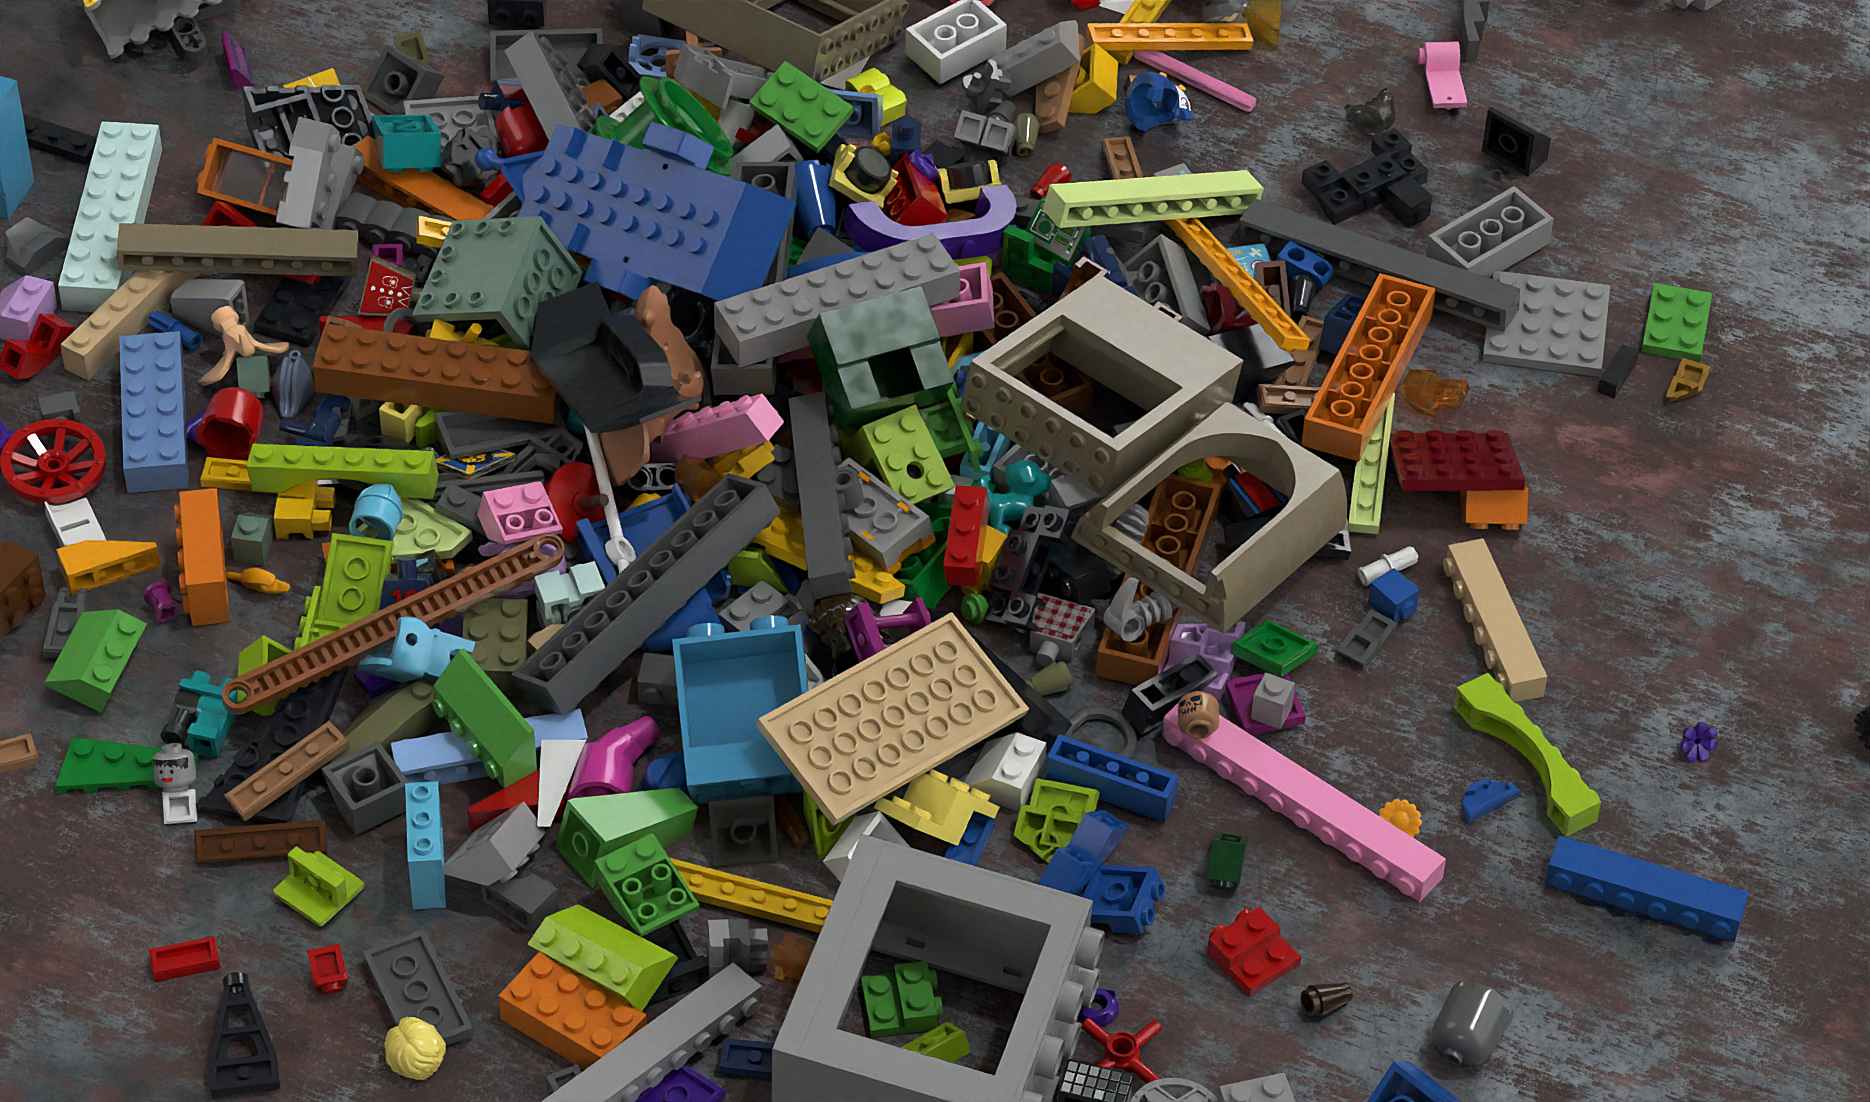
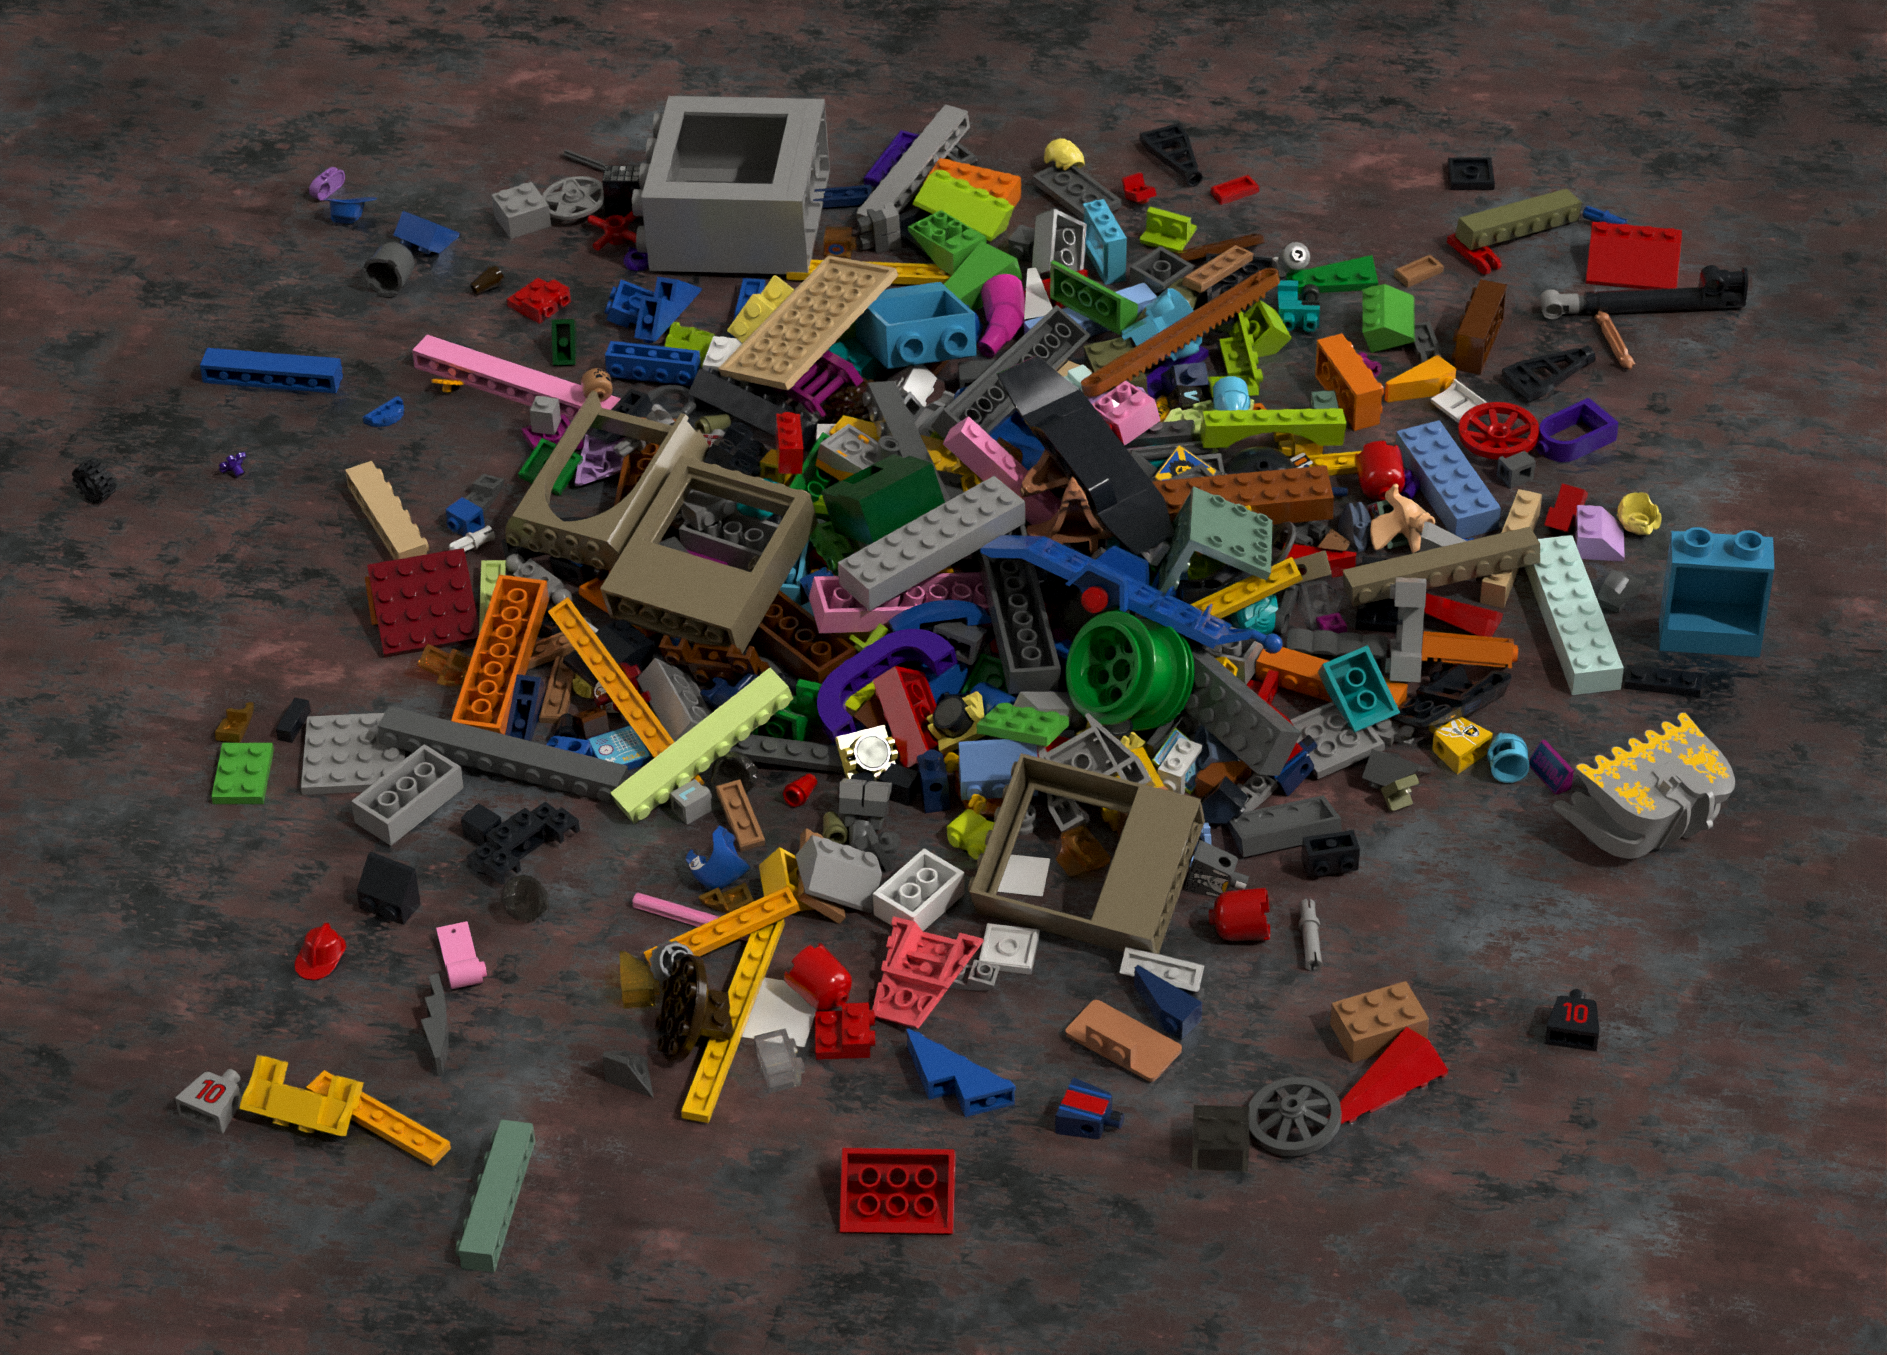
camera: 170 degrees right, 5 degrees down
(260, 581) = (1305, 393): light orange hand -> none
(277, 71) = (1508, 758): none -> medium azure helmet
(460, 153) = (1297, 687): black piece -> none
(924, 164) = (917, 748): dark purple piece -> none
(1490, 710) = (390, 456): lime arch -> none
(1590, 115) = (319, 953): none -> red piece

